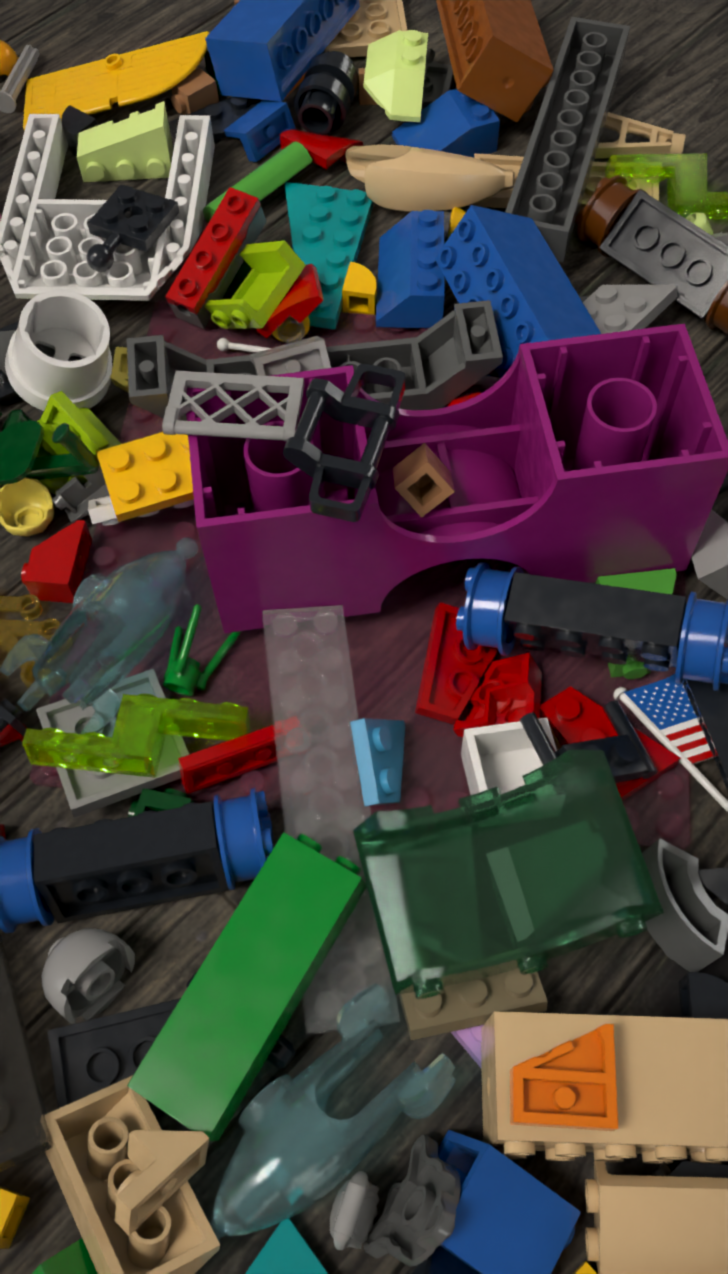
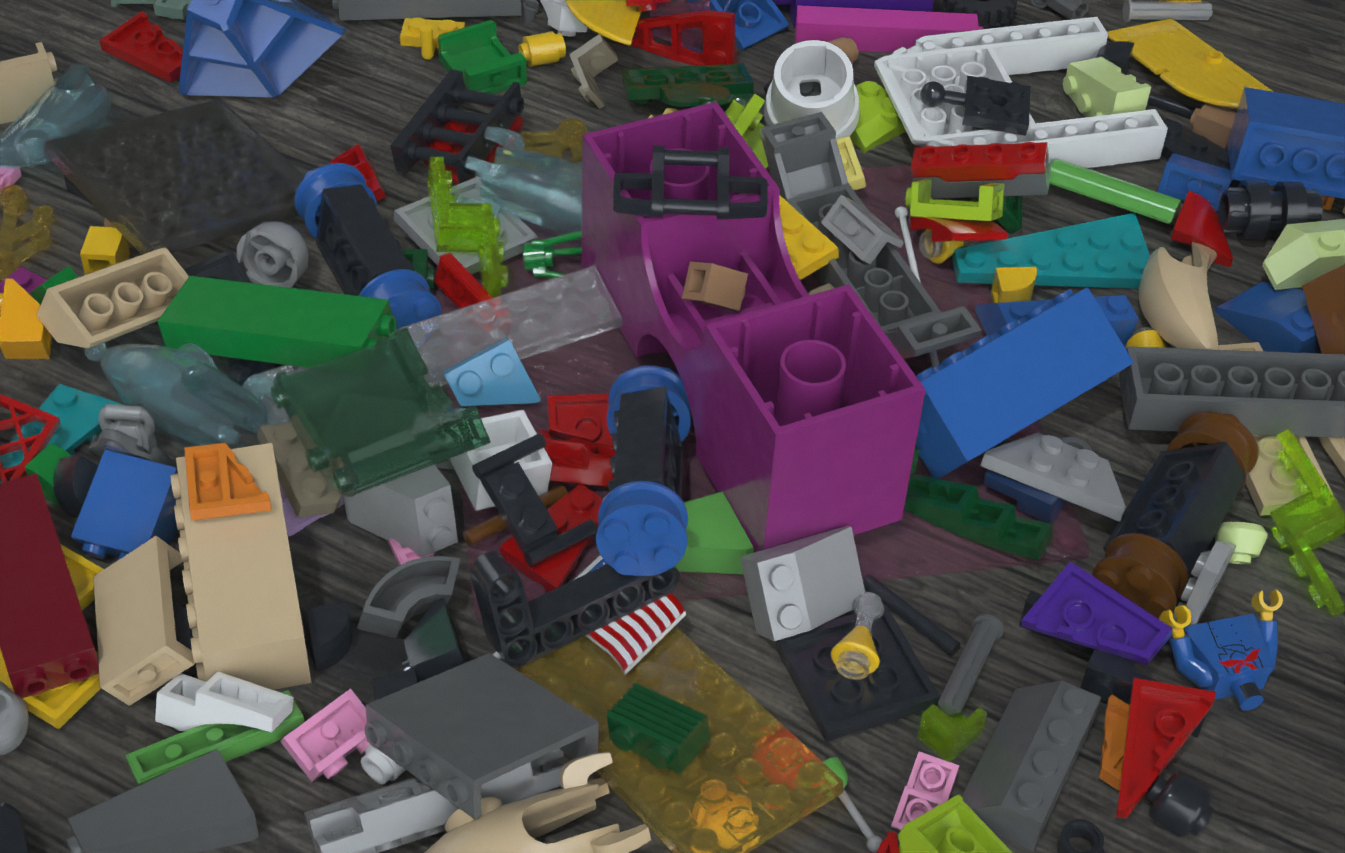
camera: 70 degrees right, 15 degrees down
(164, 1165) = (132, 303): tan slope -> none
(215, 384) = (695, 102): light grey window -> none

